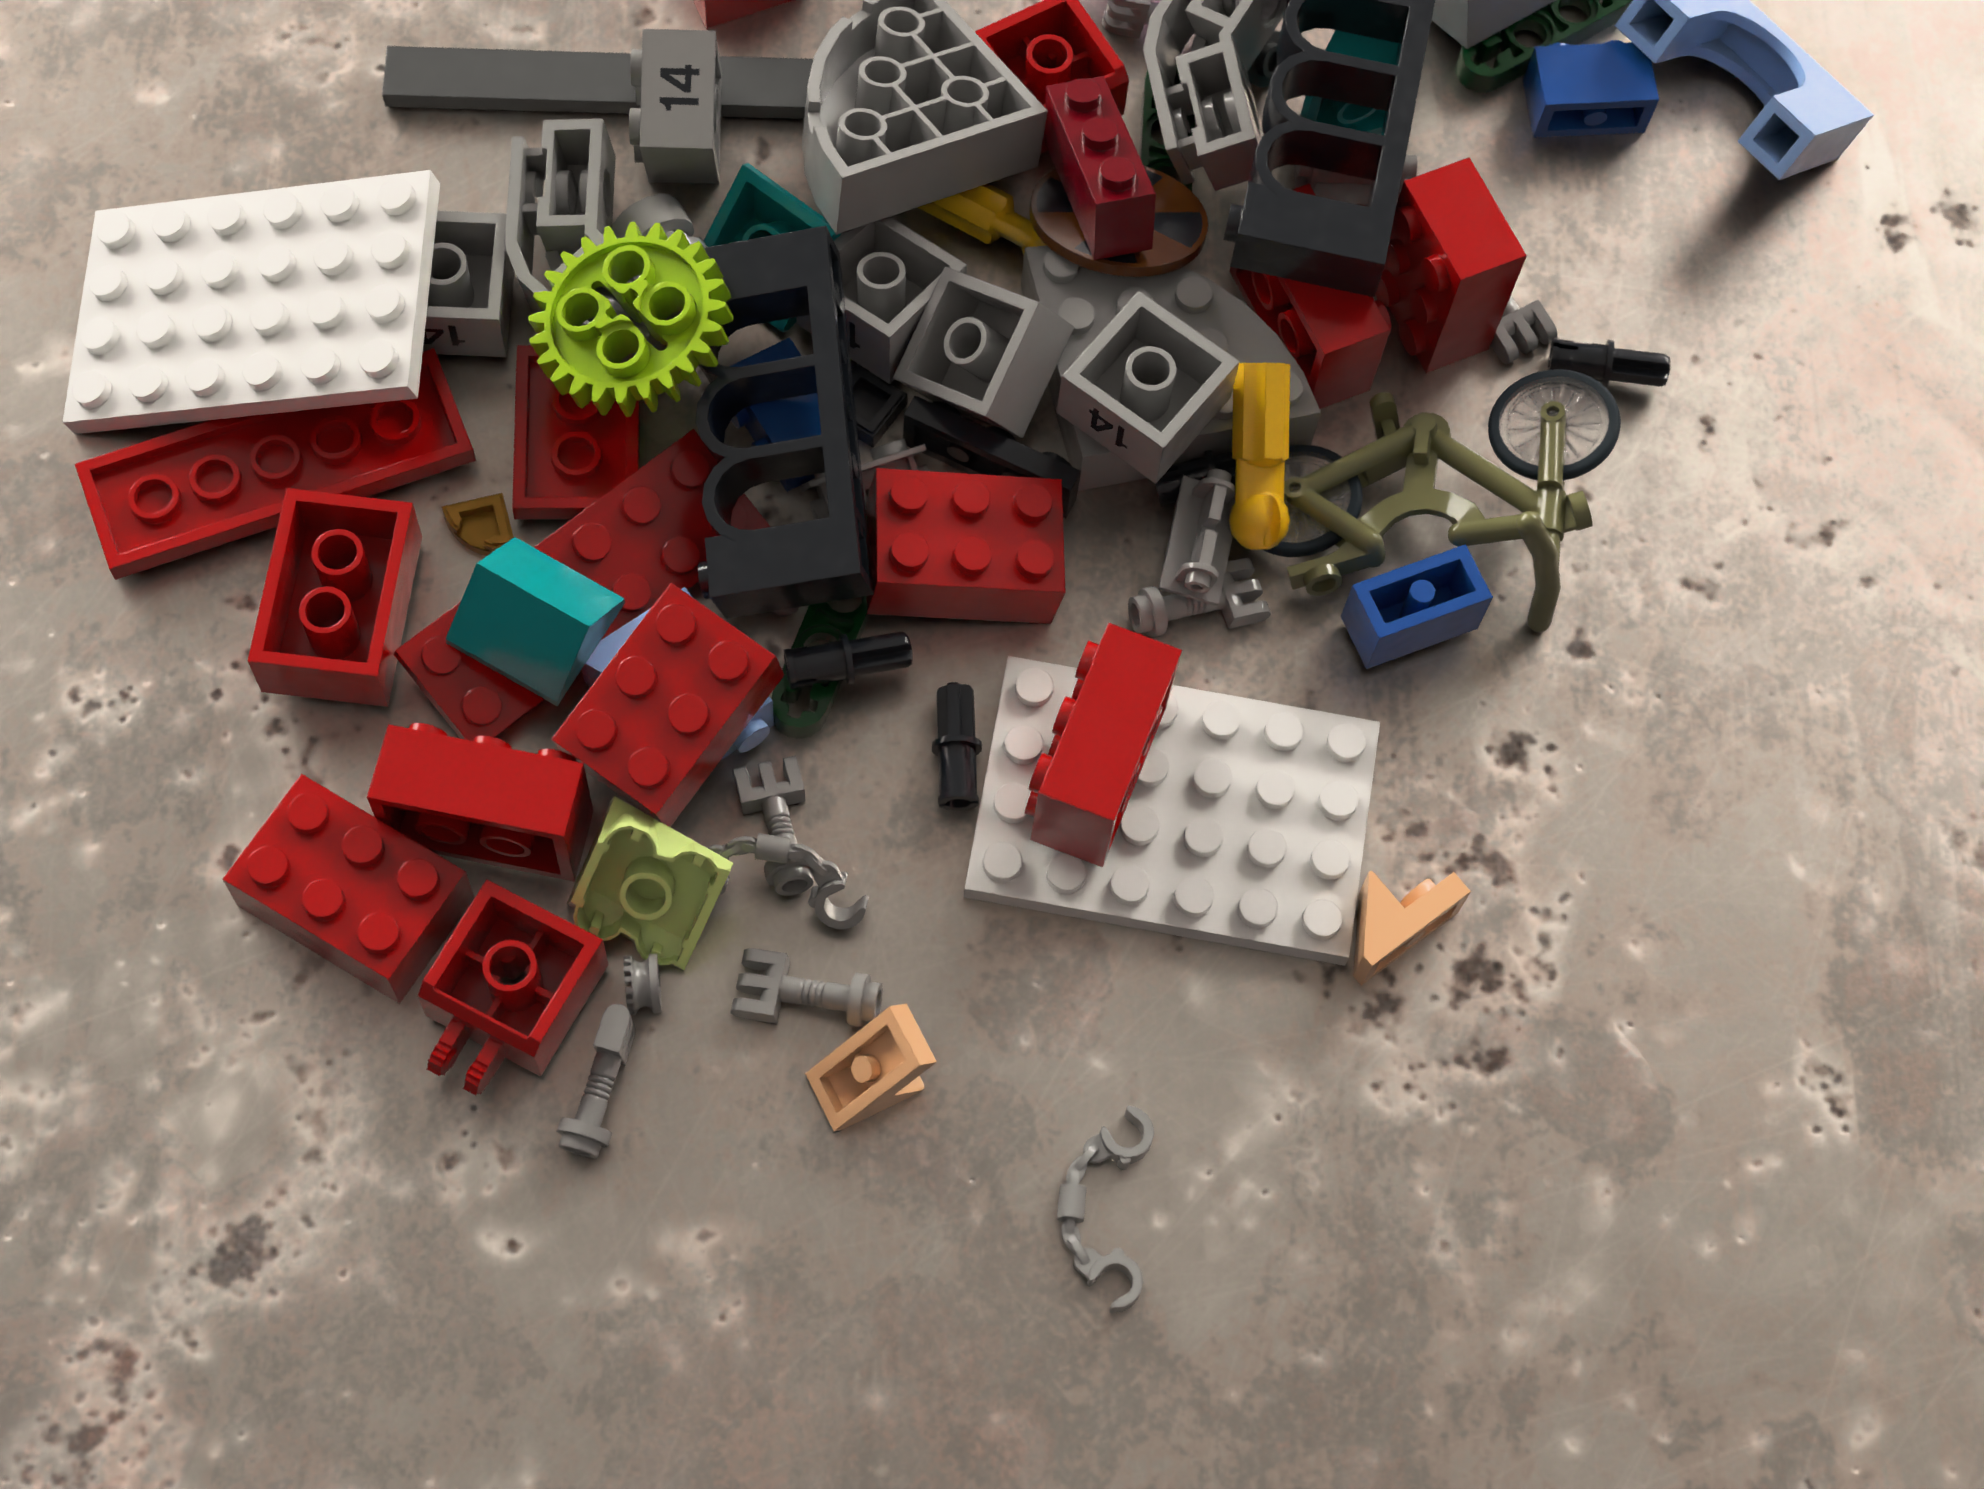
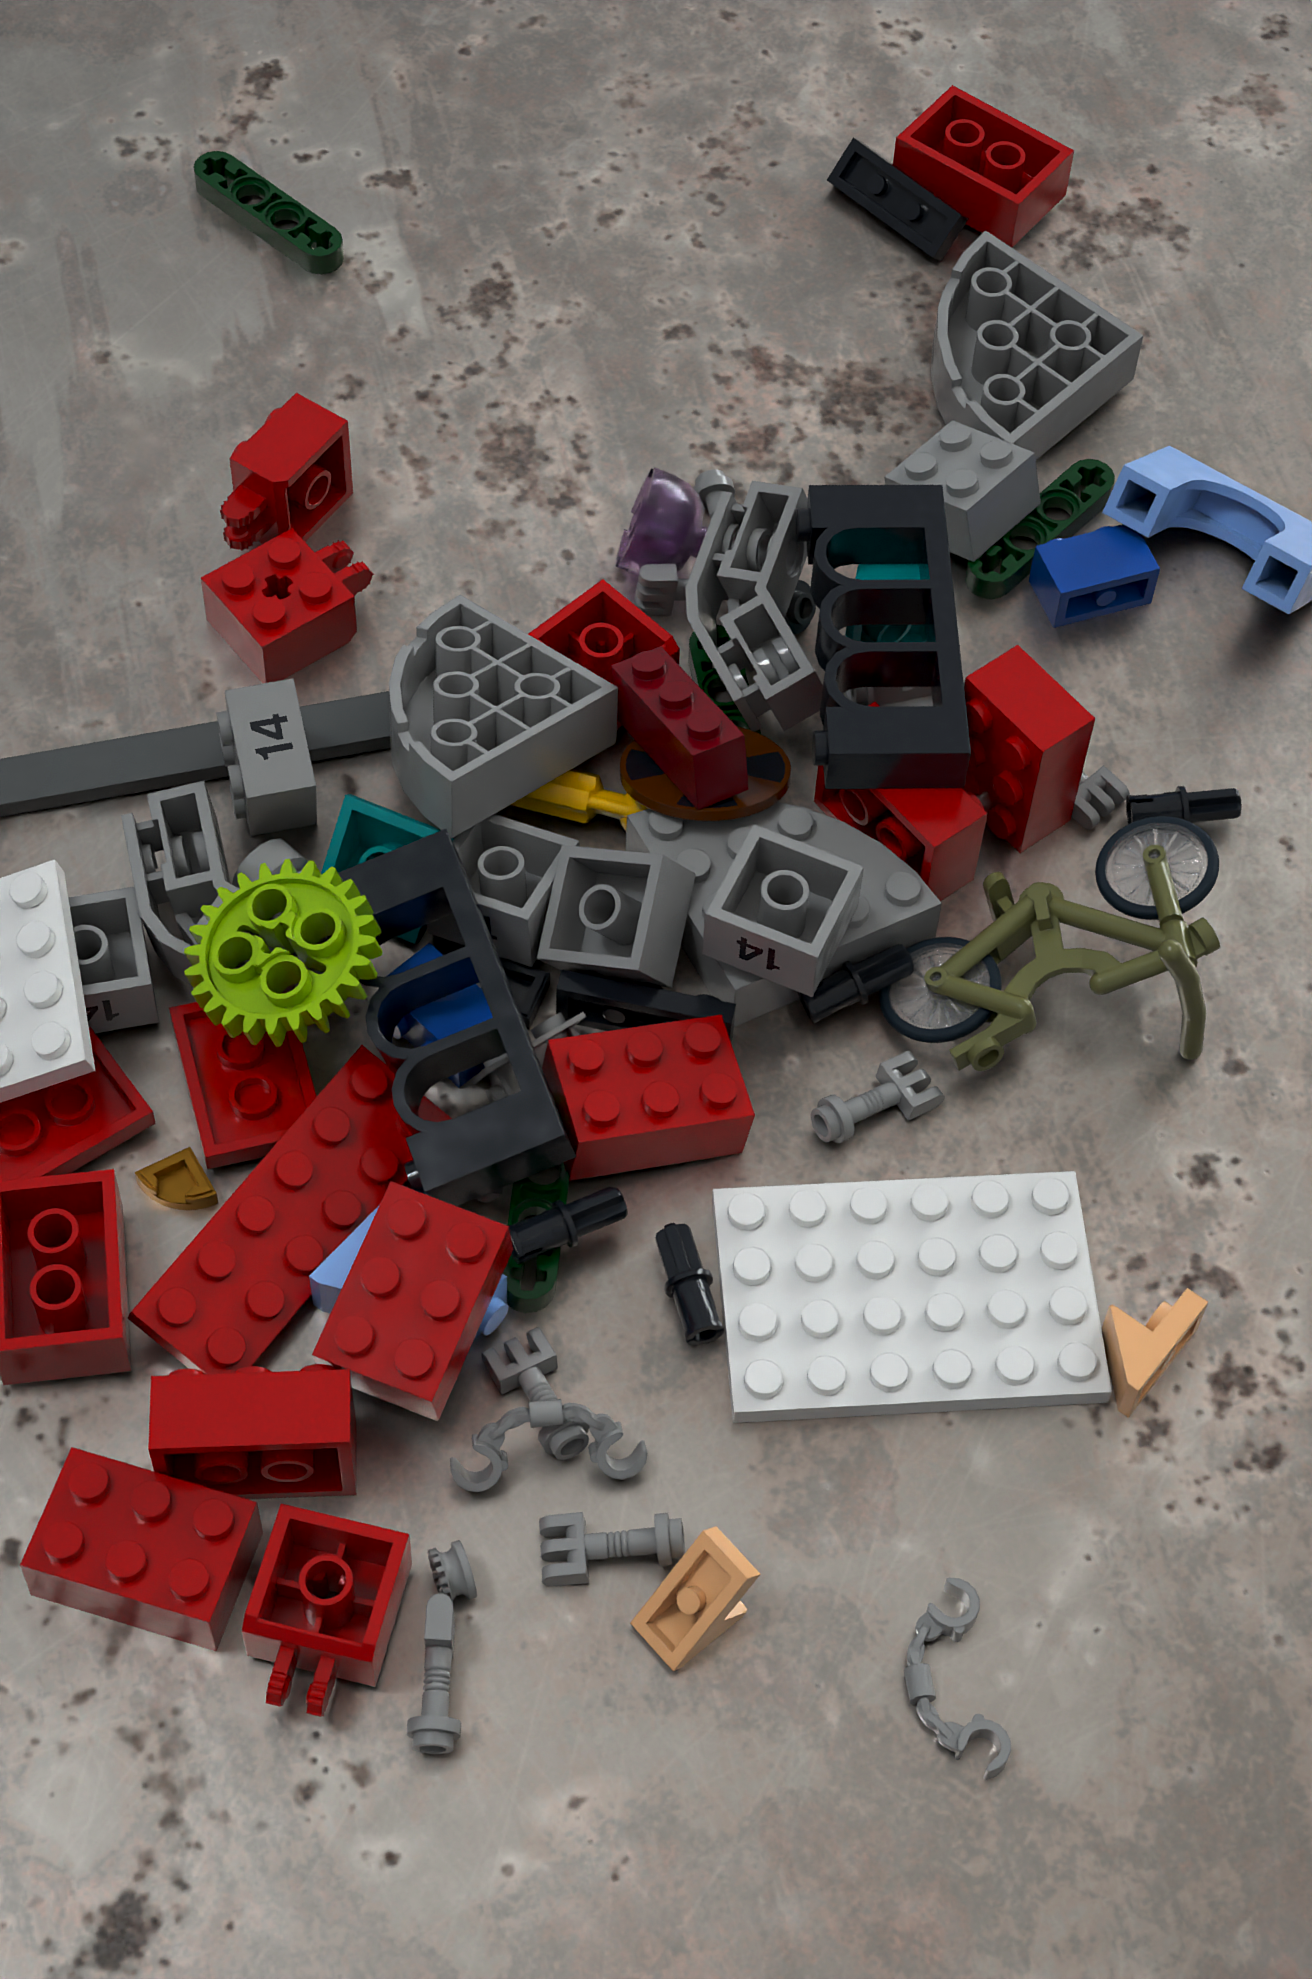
camera: 10 degrees left, 10 degrees down
(532, 618) = (258, 1252): teal slope -> none
(647, 885) = (433, 1475): yellowish green slope -> none
(1101, 743) = (831, 1243): red brick -> none
(1200, 538) = (863, 1039): light grey hinge -> none
(1260, 450) = (898, 946): yellow piece -> none
(1416, 606) = (1078, 1058): blue brick -> none

